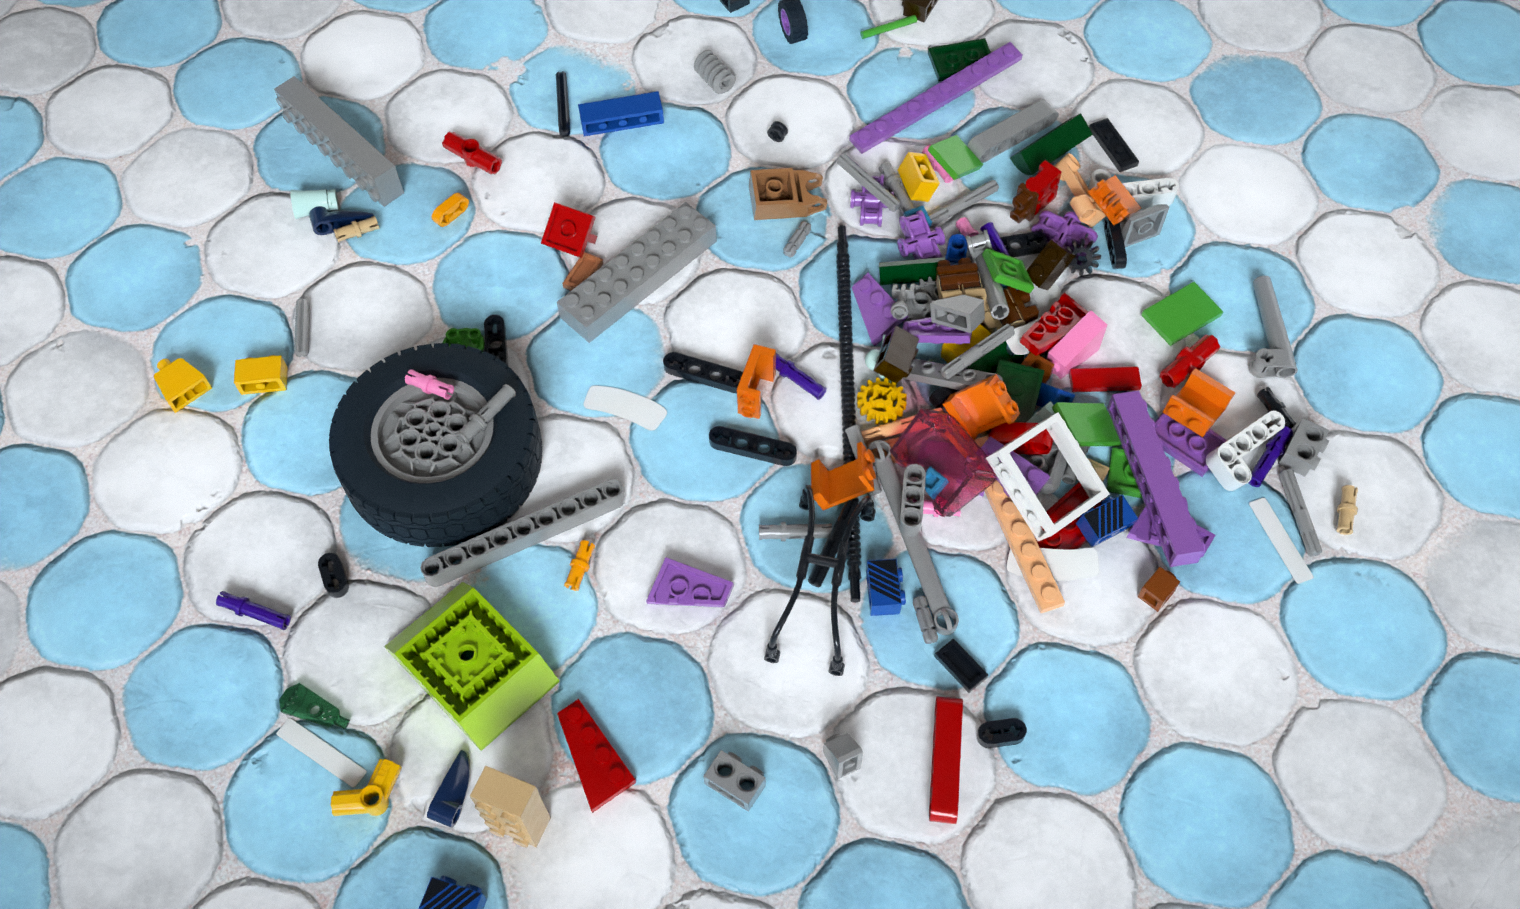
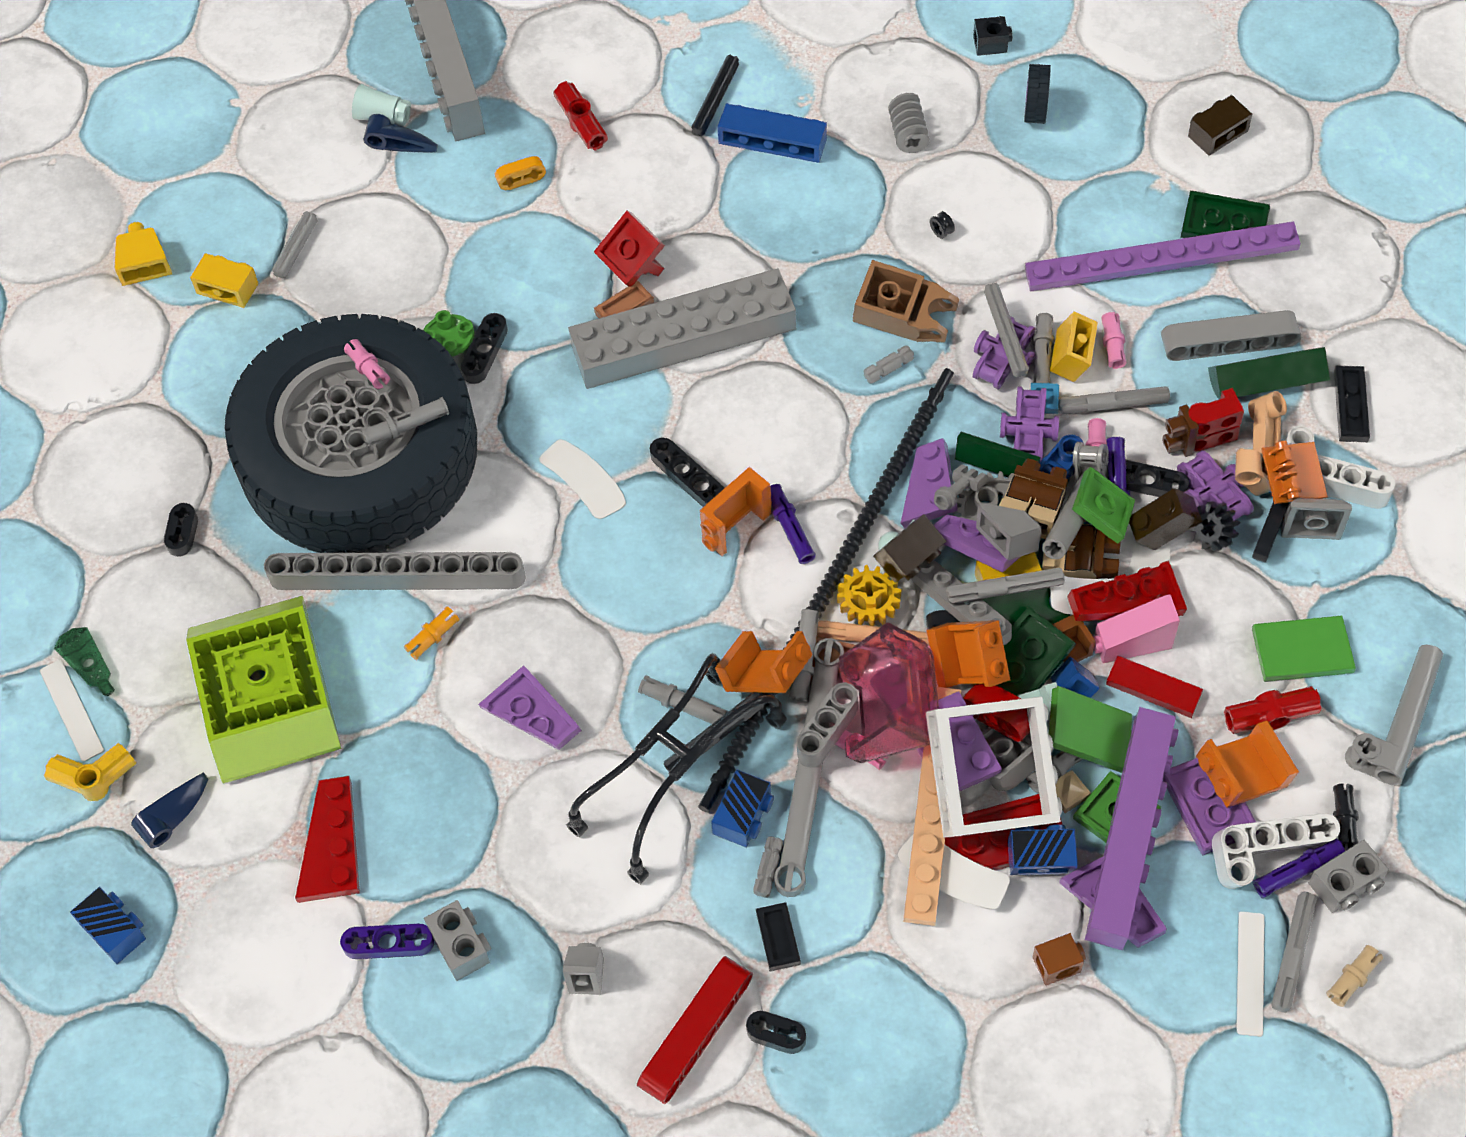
camera: 30 degrees right, 0 degrees up
(244, 606) = (77, 523): dark purple pin -> none
(356, 229) = (409, 155): tan pin -> none
(510, 807) = (204, 853): tan brick -> none
(701, 805) = (365, 952): none -> dark purple beam
(754, 442) = (696, 582): black beam -> none
(888, 26) = (1154, 144): bright green bar -> none
(934, 482) = (867, 716): dark azure tile -> none
(955, 157) = (1135, 340): bright green tile -> none

